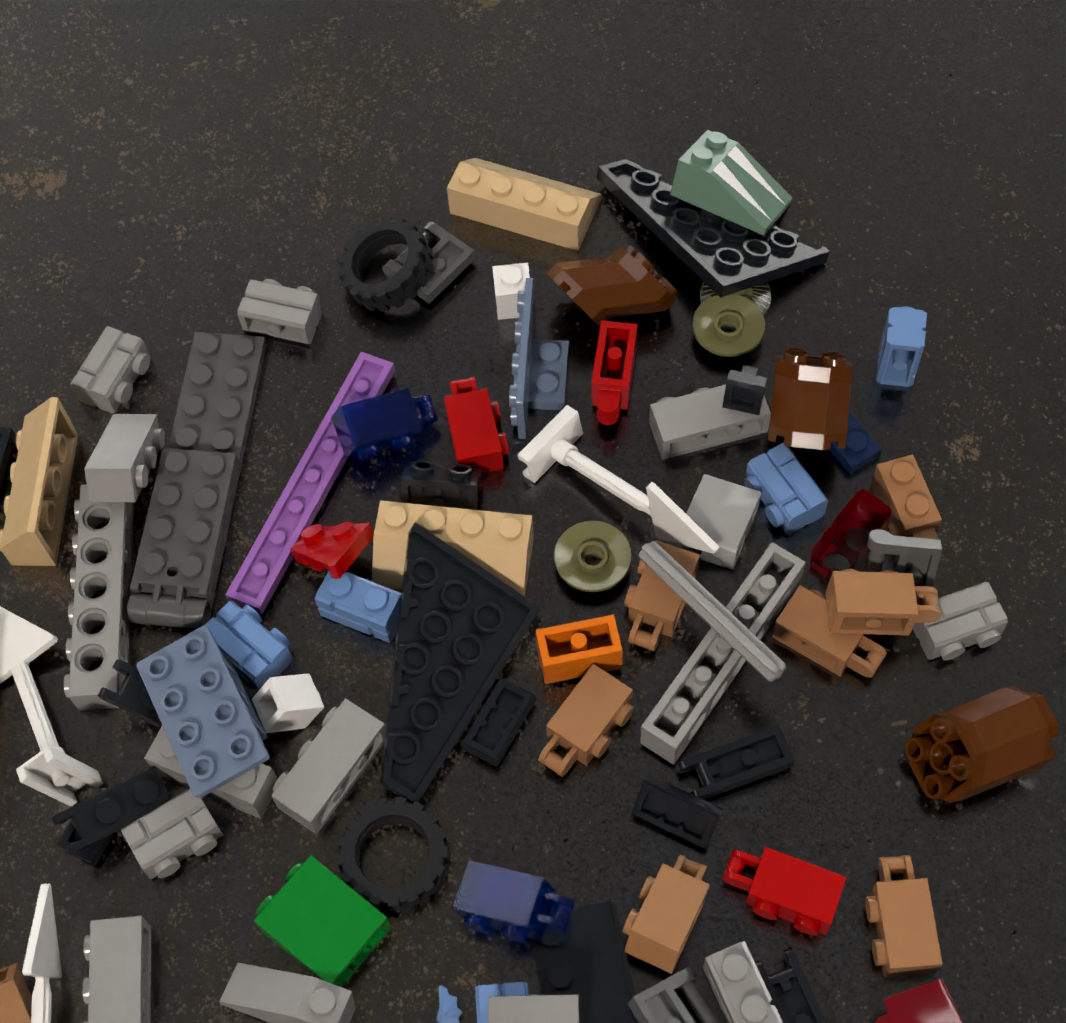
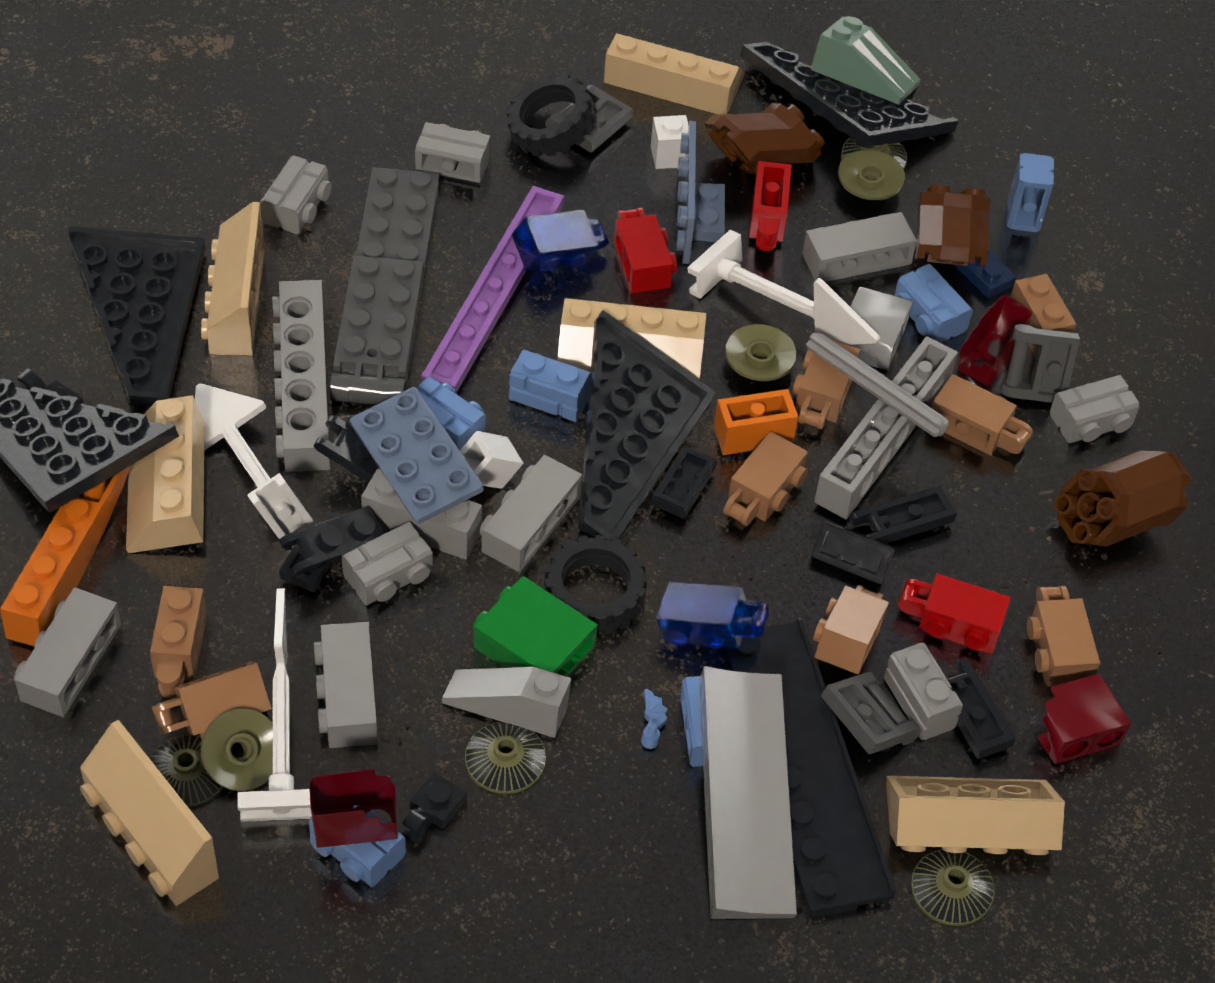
camera: 10 degrees left, 10 degrees down
(124, 458) = (321, 258): light grey brick -> none
(332, 546) = (531, 332): red wing -> none
(440, 485) = (603, 287): black bracket -> none
(744, 390) = (893, 218): black tile -> none
(878, 603) = (1024, 384): medium nougat brick -> none

